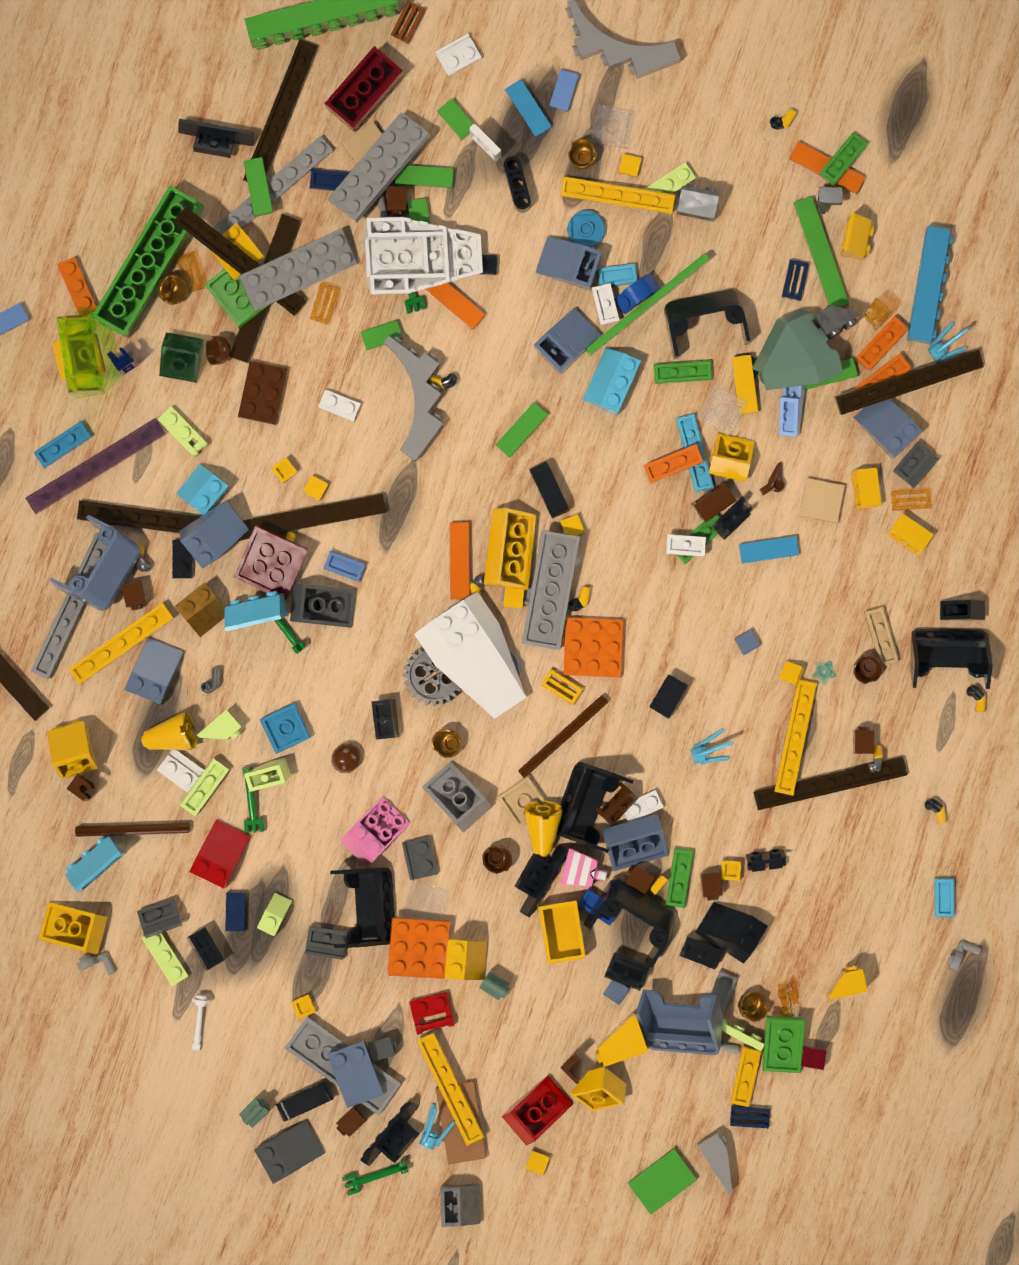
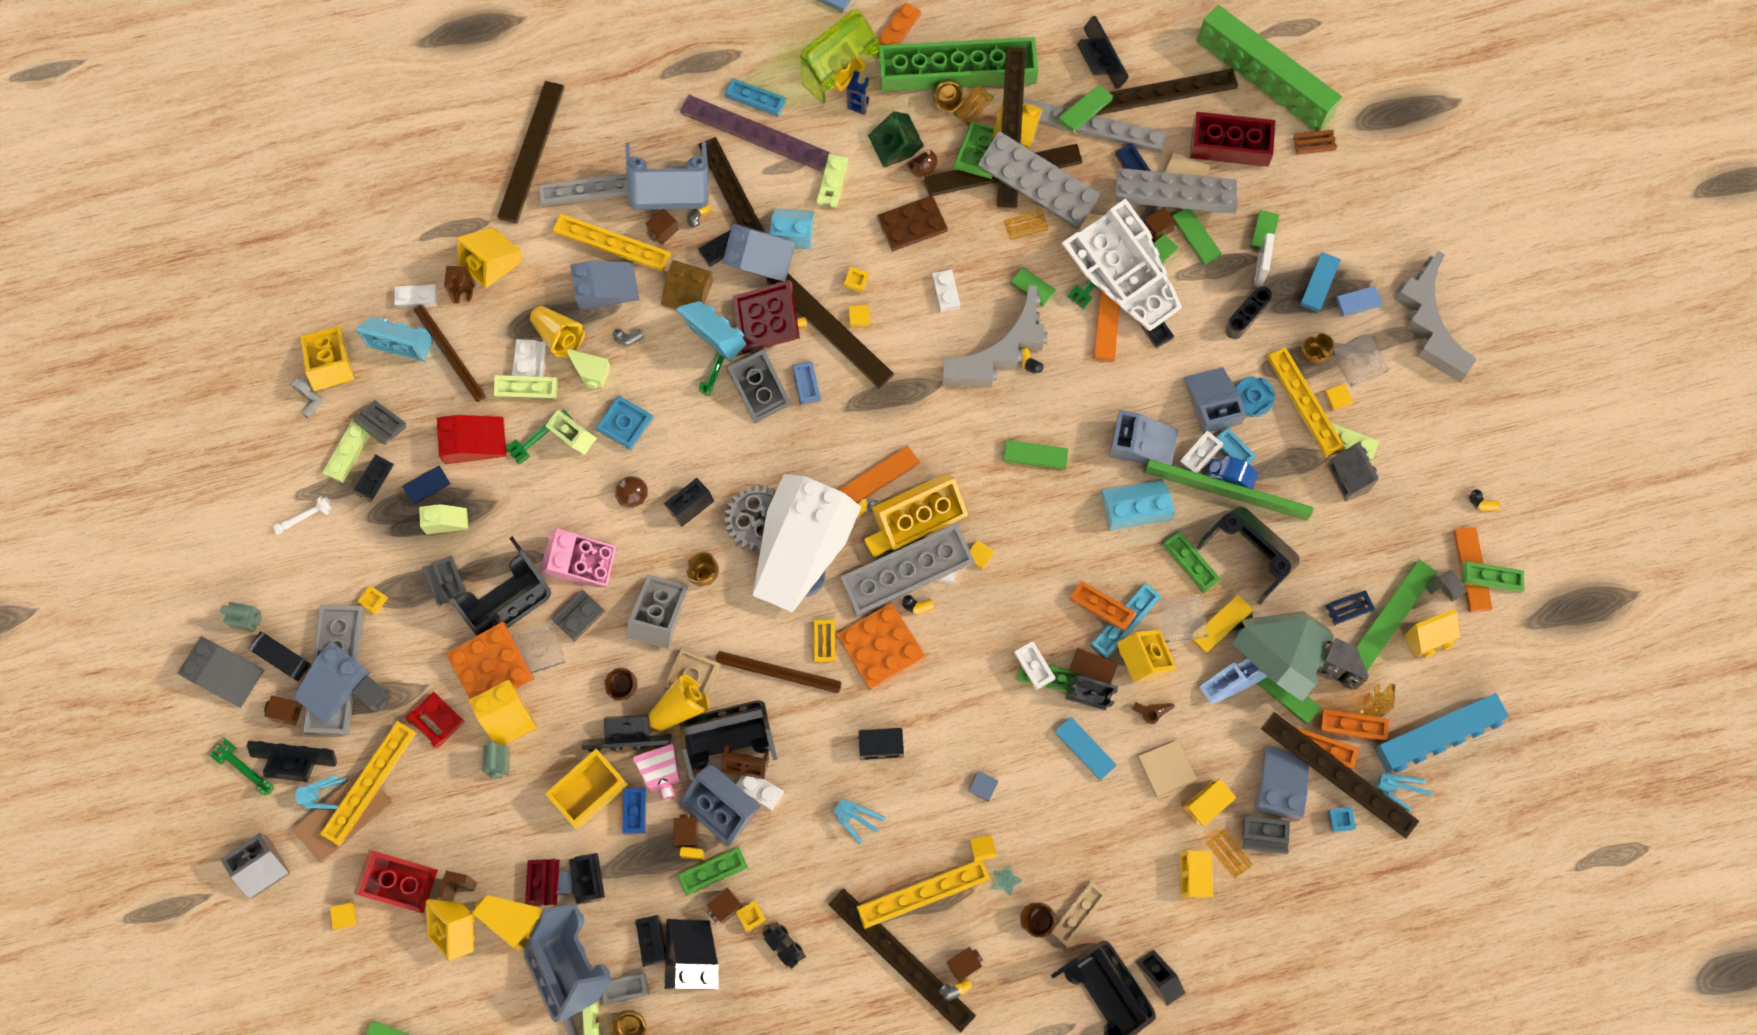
camera: 55 degrees right, 15 degrees down
(63, 827) = (415, 295): none -> white plate
(458, 55) = (1319, 198): white plate -> none
(549, 489) = (998, 512): black beam -> none
(608, 1005) = (542, 882): none -> dark red plate
(622, 895) = (658, 850): black windscreen -> none
(940, 403) = (1341, 819): none -> dark azure plate

